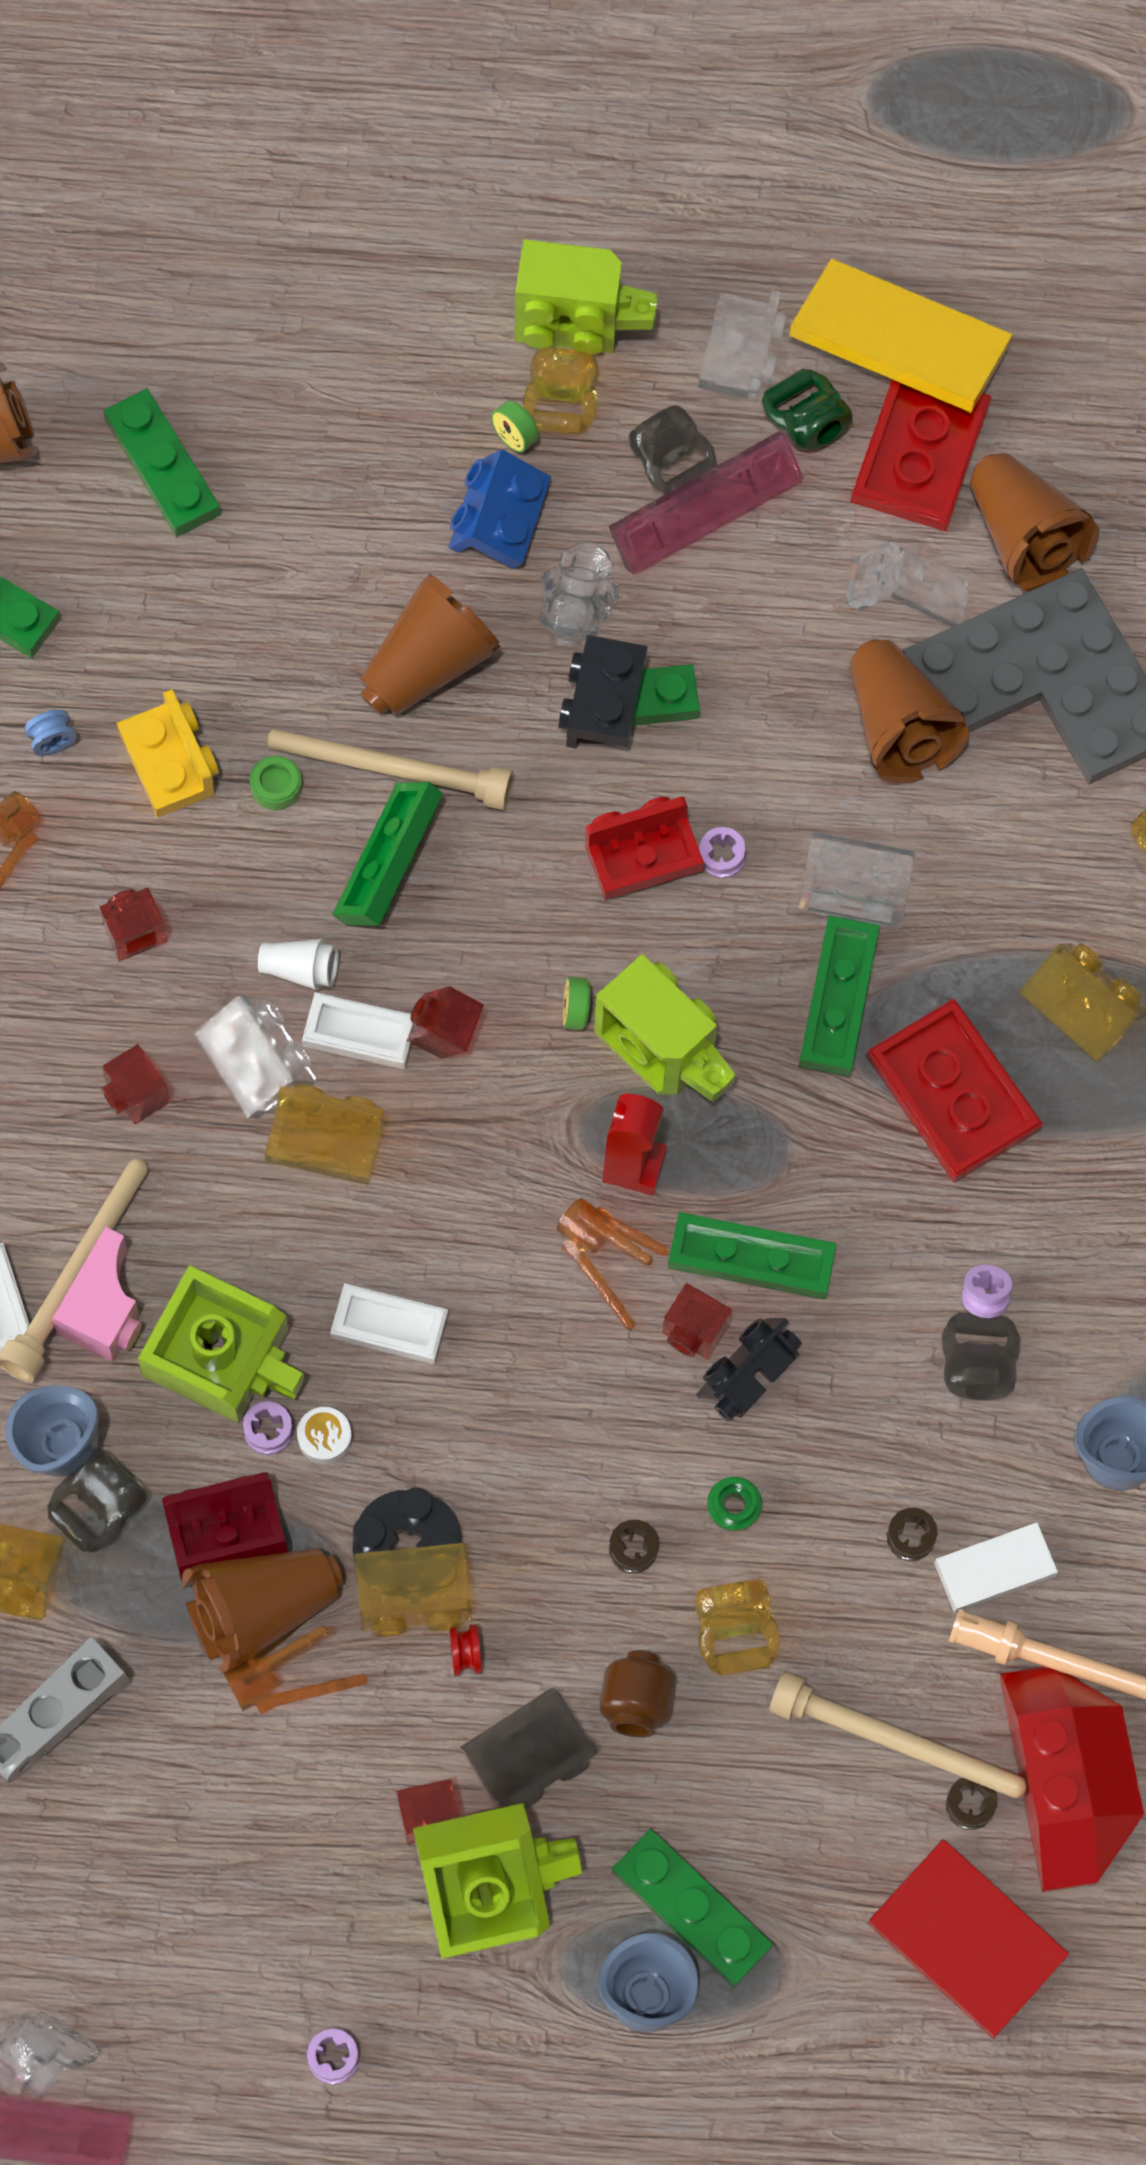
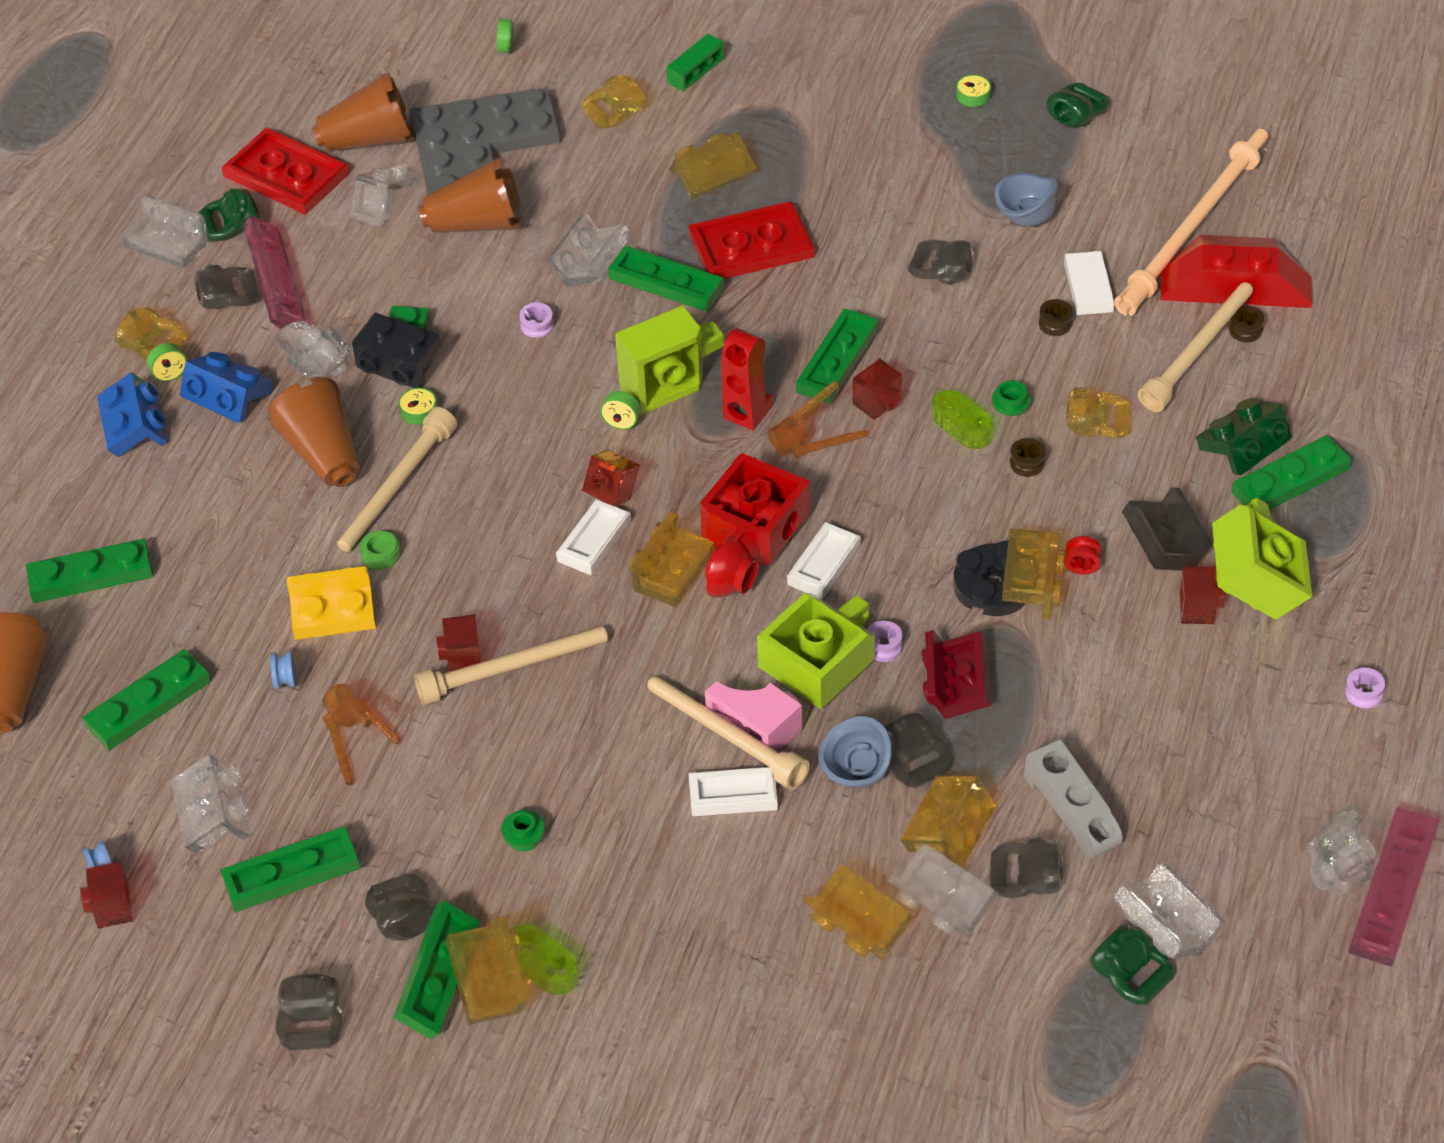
camera: 70 degrees left, 20 degrees down
(68, 908) = (434, 684): none -> tan piece
(134, 1085) = (591, 665): clear red plate -> none
(254, 1052) = (592, 594): clear bracket -> none
(256, 1679) = (1077, 679): clear orange plant -> none
(257, 1600) = (1023, 664): dark orange cone -> none
(303, 962) = (531, 552): white cone -> none
(324, 1435) = (899, 608): white tile -> none
(388, 854) = (466, 489): green plate -> none
(413, 1213) = (750, 521): none -> red brick
(418, 420) = (131, 413): none -> blue bracket
(528, 752) = (416, 404): none -> tile
(576, 298) = (87, 302): lime hinge -> none
(637, 1694) = (1138, 466): reddish brown head -> none
(642, 847) = (519, 355): red bracket -> none
(648, 1982) = (1348, 494): sand blue helmet -> none
(671, 1439) = (958, 422): none -> clear neon green beam
(746, 1832) = (1247, 434): none -> dark green bracket
(761, 1349) = (917, 377): black hinge -> none
(900, 335) = (201, 157): yellow tile -> none
(968, 1939) = (1337, 343): red tile -> none
(974, 1296) = (899, 247): lavender bush -> none

